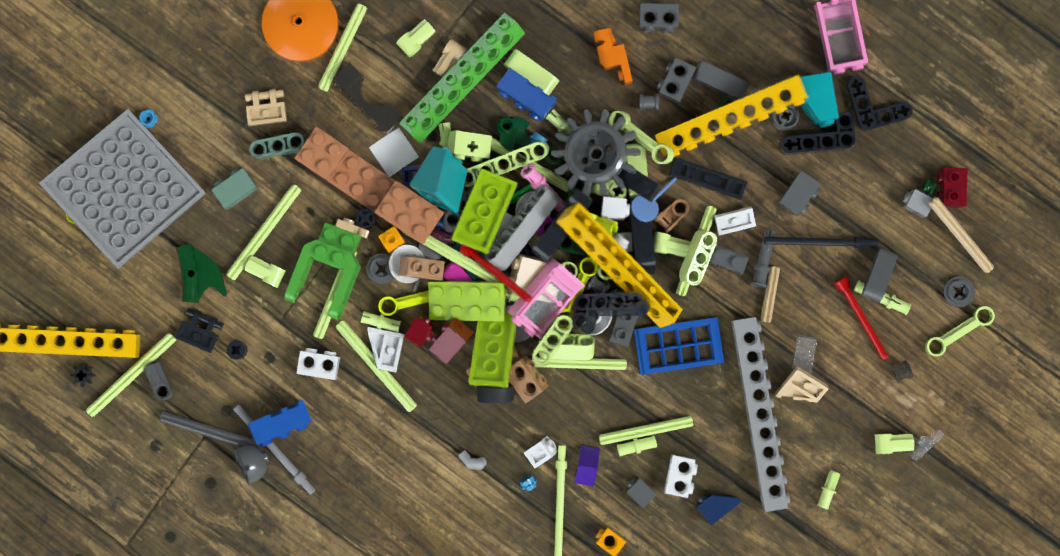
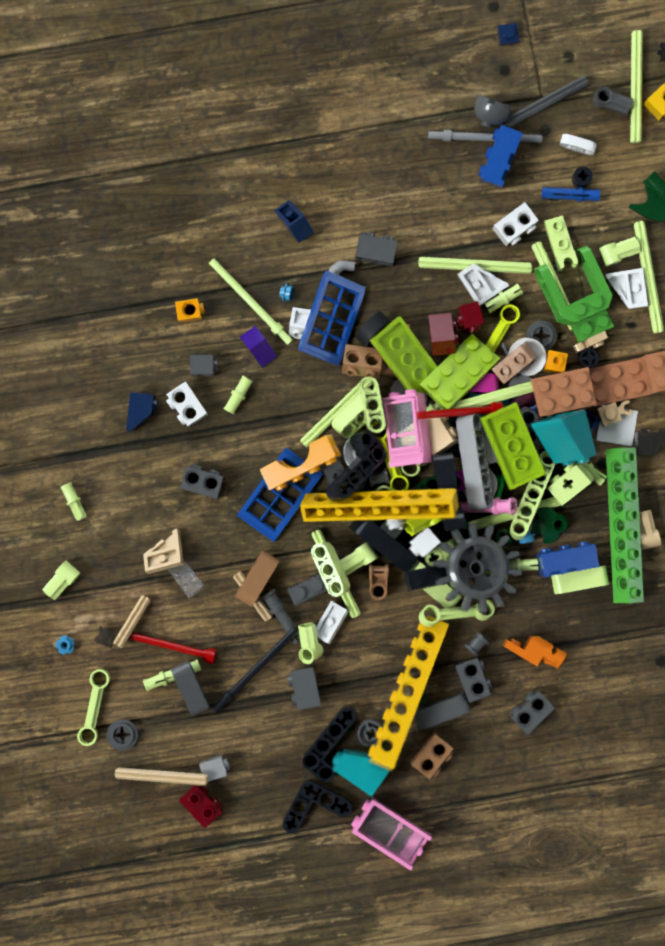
camera: 135 degrees right, 0 degrees up
(181, 505) = (508, 34): none -> dark blue plate
(198, 336) = (620, 158): black plate -> none
(215, 376) = (578, 144): none -> white beam
(259, 349) = (568, 194): none -> blue pin
(284, 238) = (630, 287): none -> white wing
(299, 320) = (560, 242): none -> yellowish green plate
(389, 164) = (611, 413): none -> tan plate
(435, 448) = (376, 249): none -> dark grey brick
(471, 528) = (294, 221): none -> dark blue slope
(483, 447) = (344, 284): none -> blue piece
(622, 344) = (320, 452): none -> light orange arch
(646, 210) = (398, 565): medium blue piece -> none
(646, 430) = (242, 413): yellowish green axle -> none
(707, 178) = (379, 632): black plate -> none
(728, 407) = (201, 486): none -> dark grey brick
(755, 303) = (256, 578): none -> medium nougat beam
(759, 62) = (427, 753): none -> medium nougat brick
(766, 218) = (310, 647): none -> yellowish green piece
(782, 498) = (105, 451): light grey brick -> none
(872, 363) = (132, 621): none -> tan axle
(925, 444) = (38, 602): clear plate -> none
(928, 187) = (218, 786): dark green bush -> none
(931, 395) = (60, 645): none -> dark azure plate

